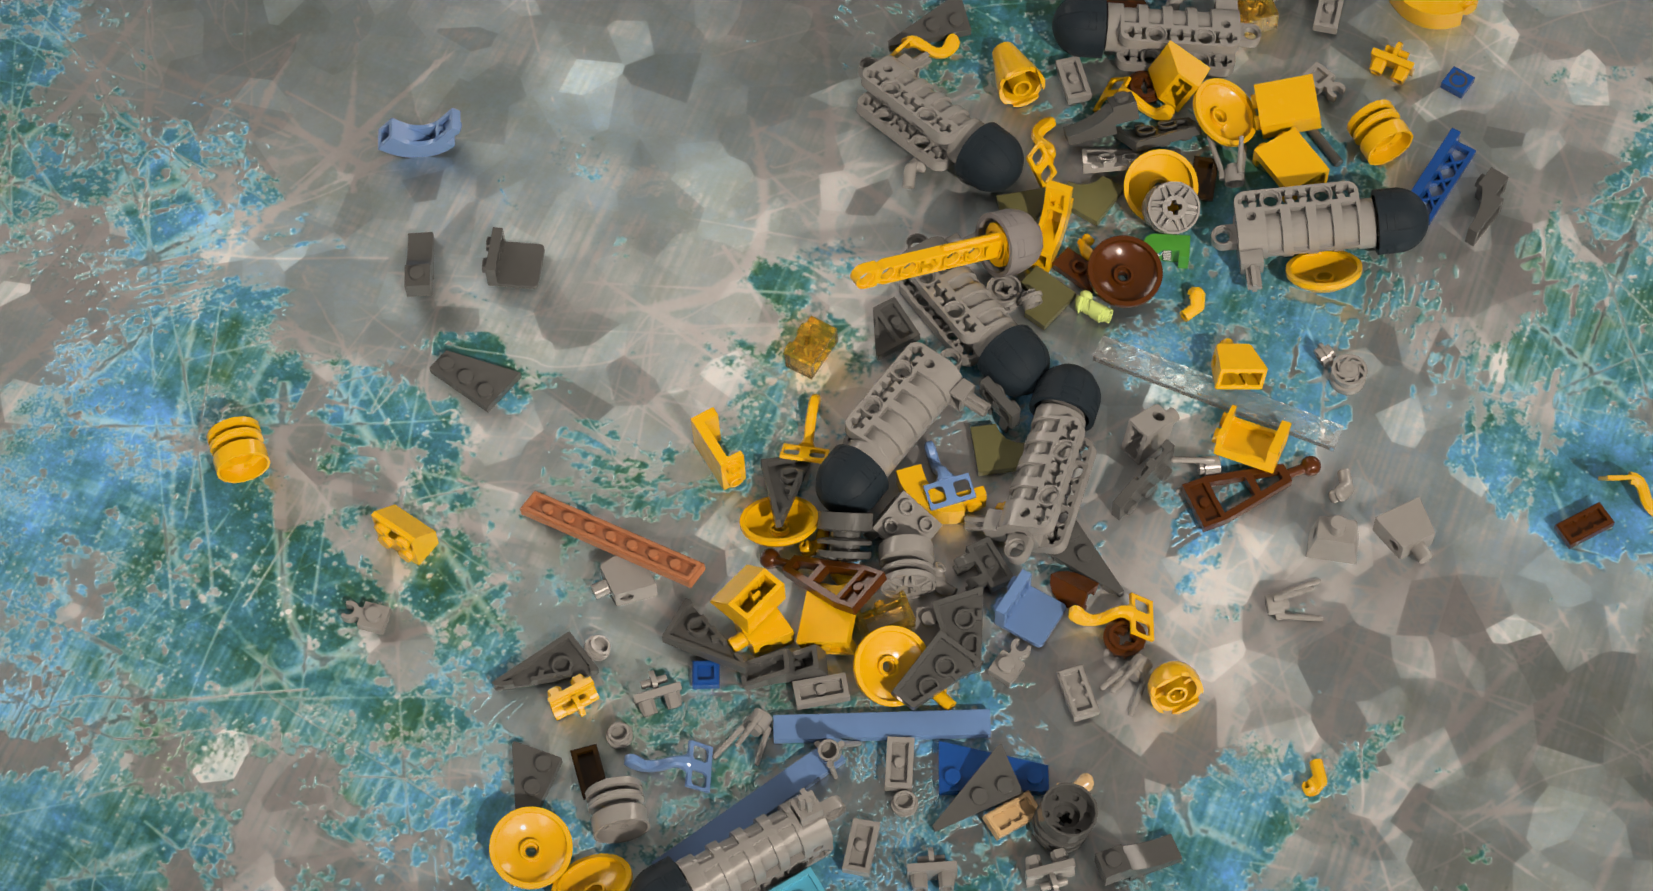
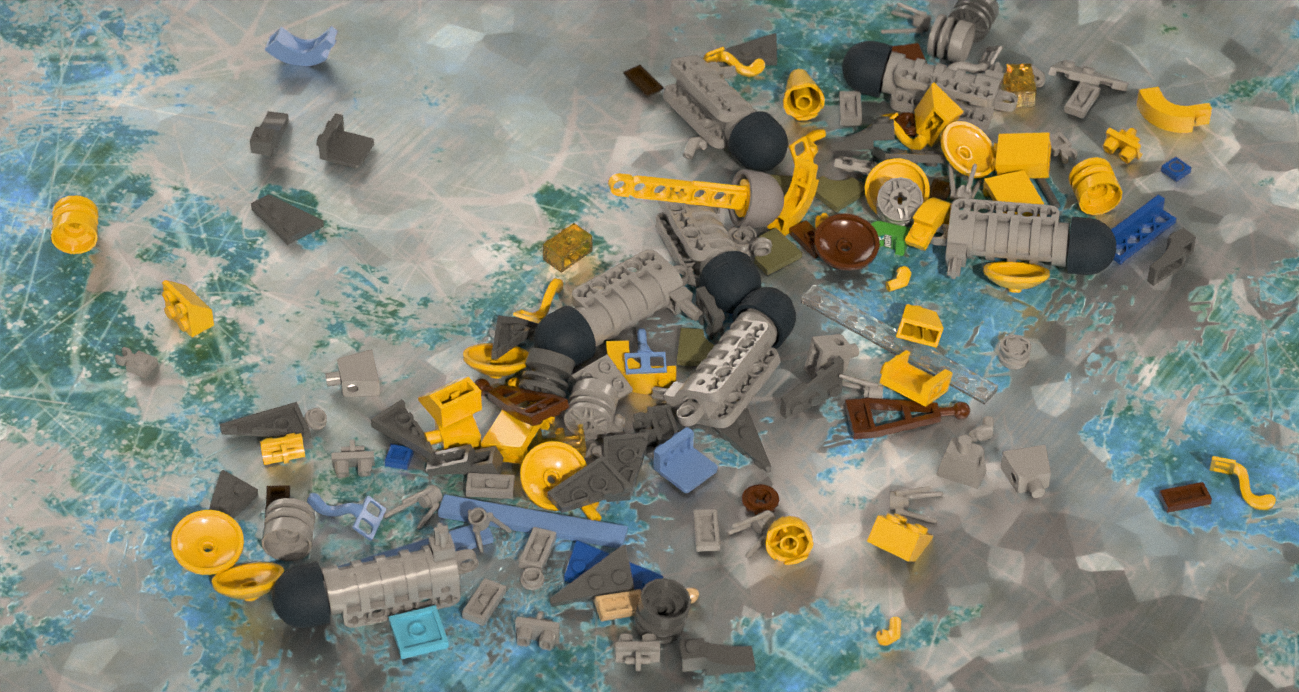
camera: 10 degrees right, 15 degrees down
(613, 539) = (355, 342): nougat tile -> none
(619, 735) = (311, 483): light grey plate -> none
(706, 434) = (465, 309): yellow panel -> none
(826, 91) = (643, 80): none -> dark brown tile
(892, 328) = (638, 241): dark grey wing -> none
(1009, 665) = (656, 500): light grey plate -> none
(1072, 588) = (727, 457): reddish brown brick -> none
(1081, 617) = (730, 479): yellow piece -> none
(1093, 309) = (815, 268): yellowish green arm -> none
(1214, 215) = (927, 221): none -> yellow arch
(1292, 653) = (899, 537): none -> yellow slope
(1324, 354) = (998, 333): light grey plate -> none

